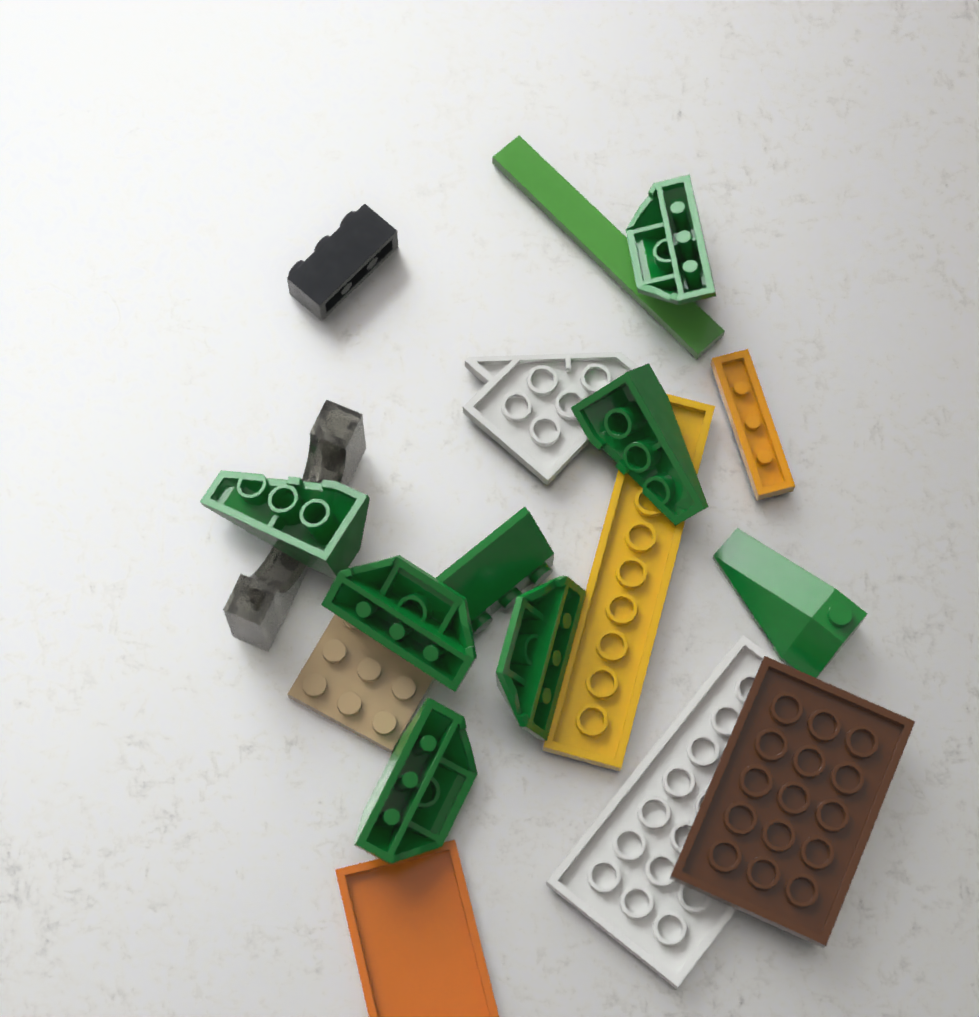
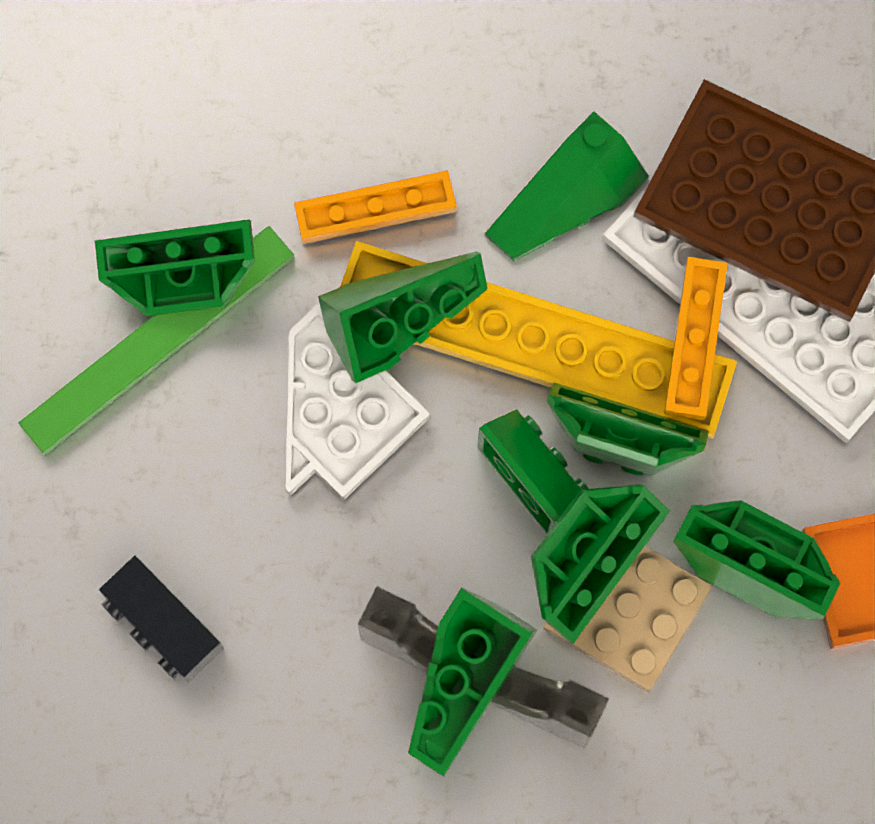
camera: 85 degrees left, 5 degrees up
(639, 721) = (696, 338): none -> light orange plate

